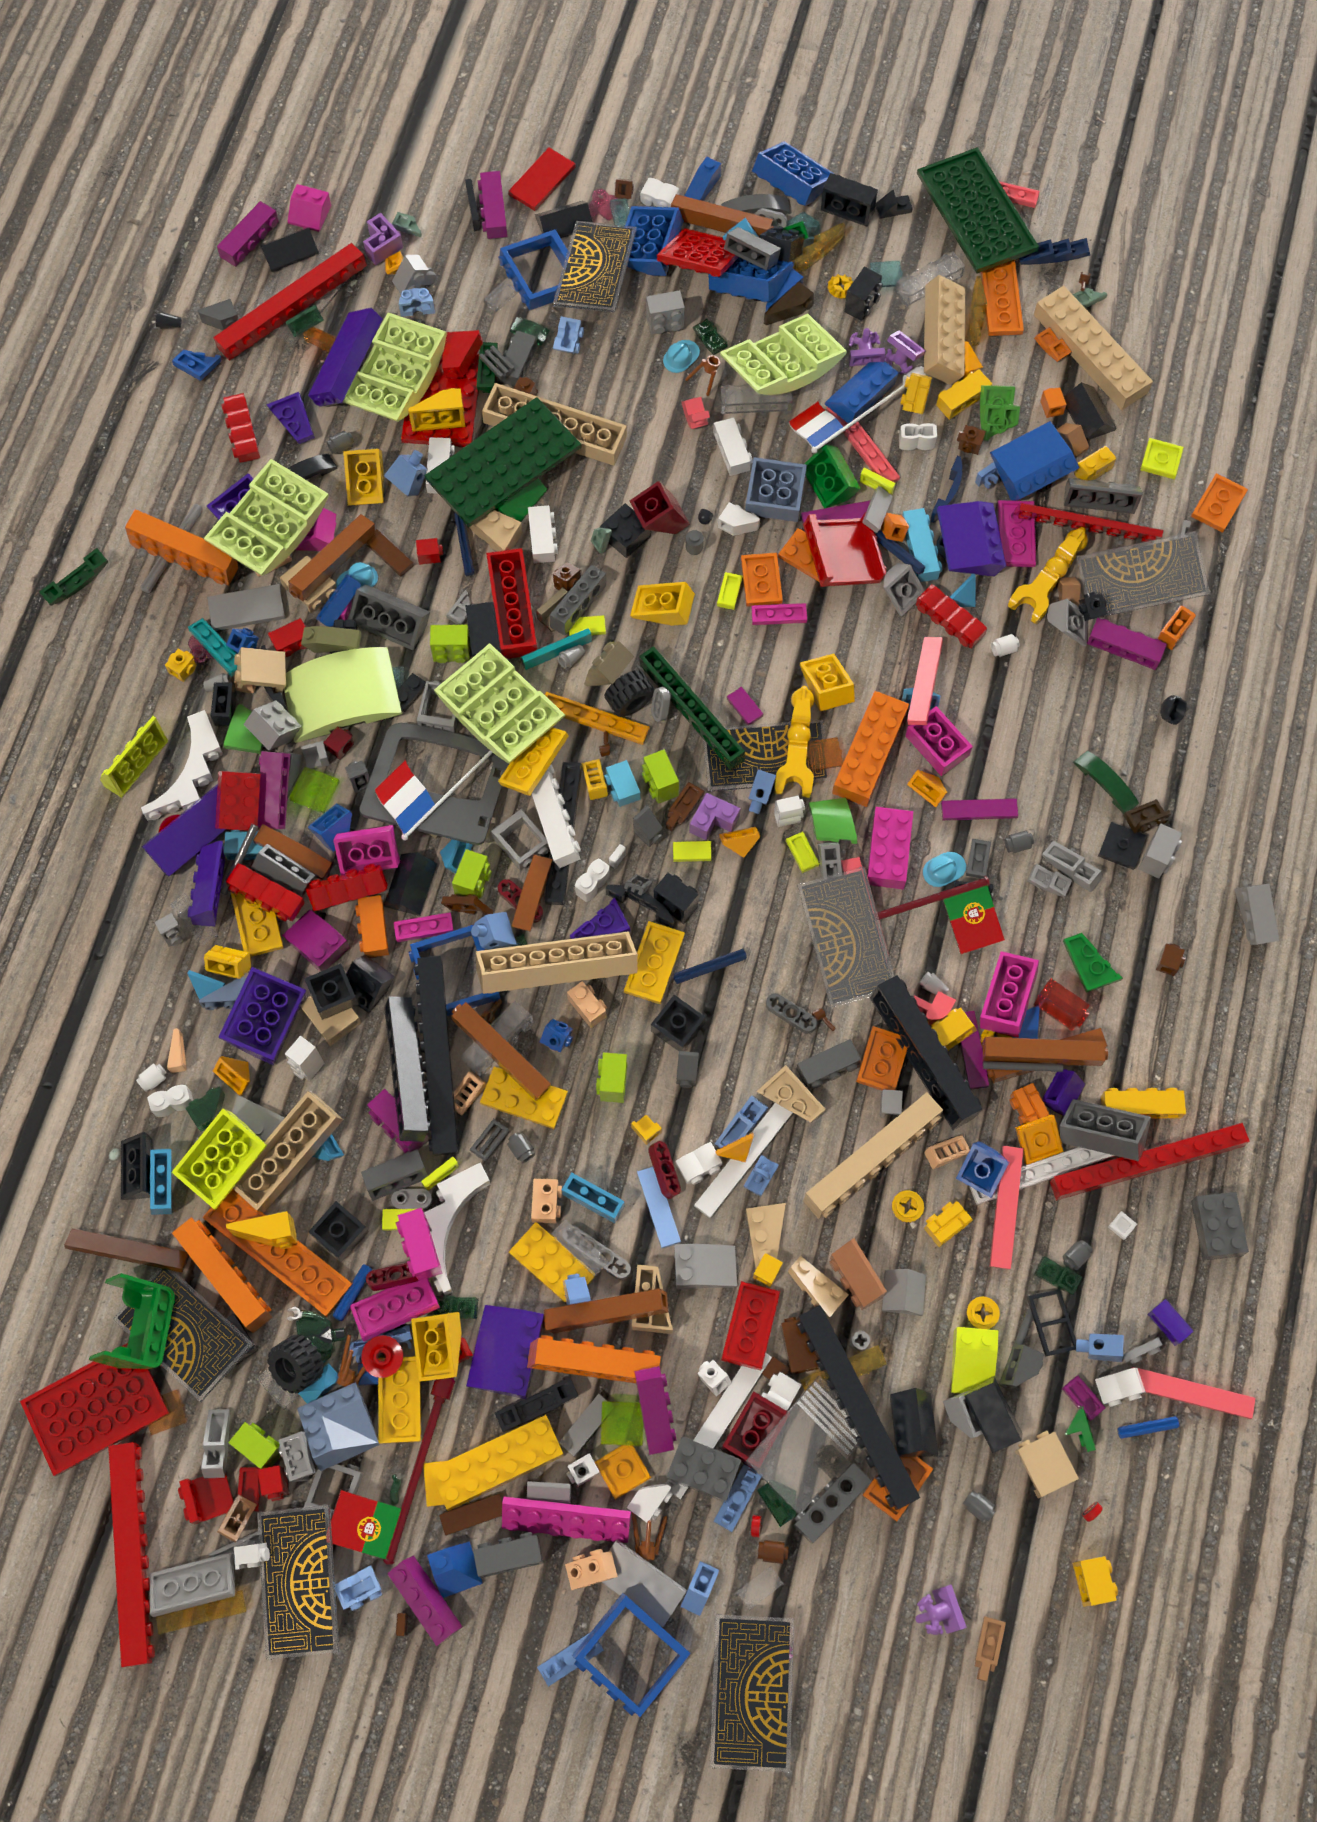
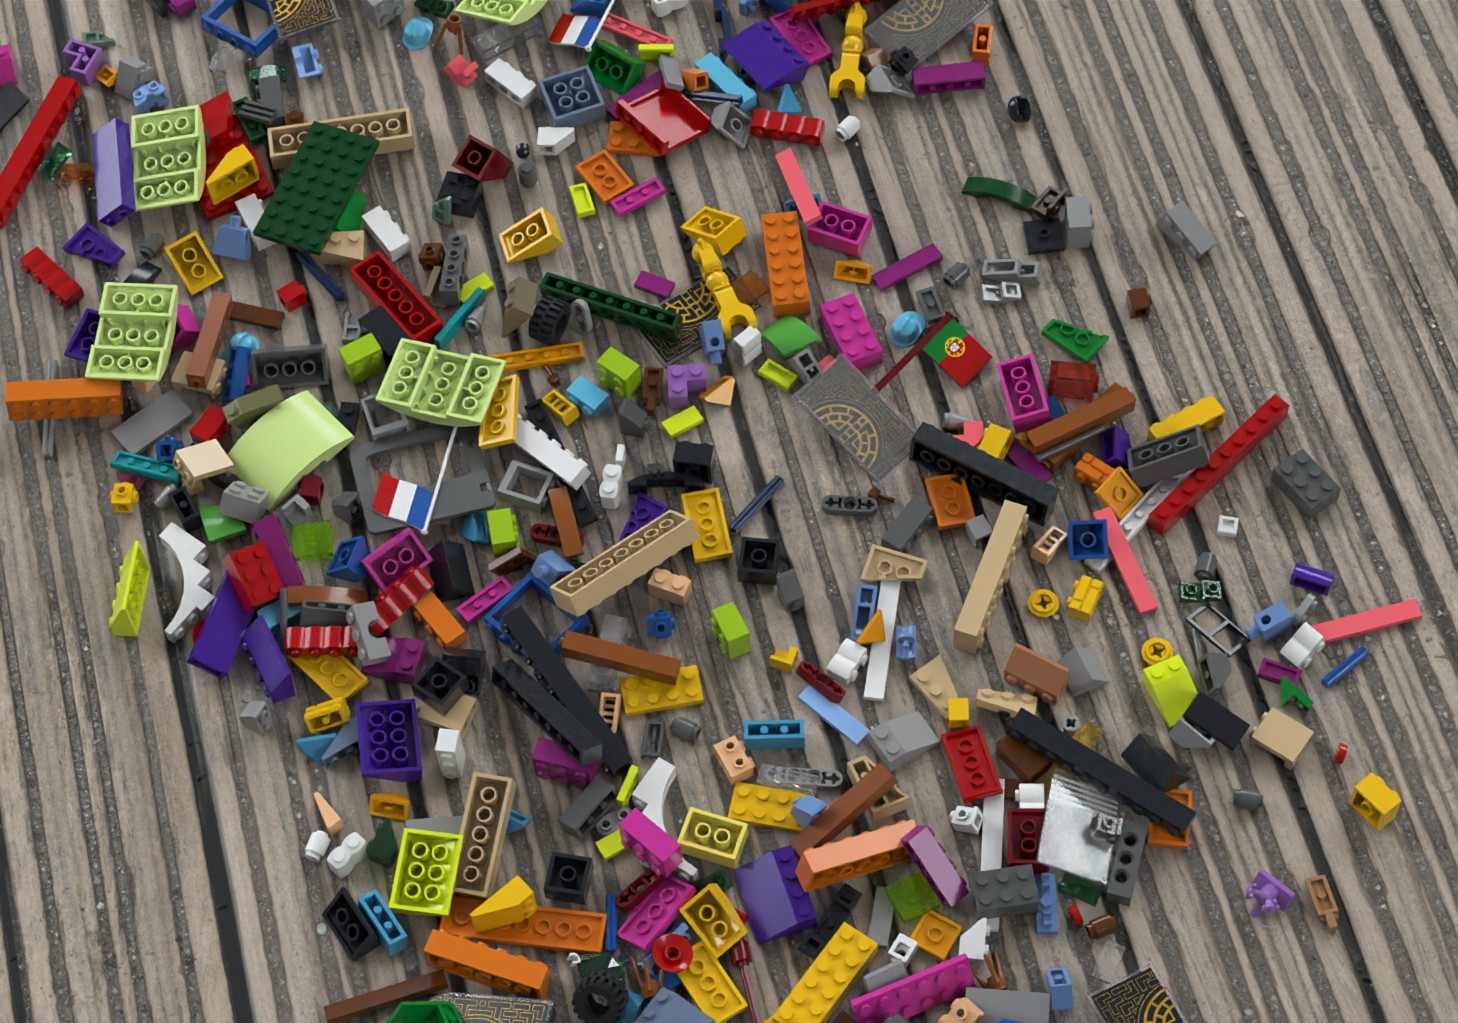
camera: 25 degrees left, 10 degrees down
(294, 924) = (370, 649): none -> light grey arch
(482, 1265) = (713, 837): none -> light yellow brick

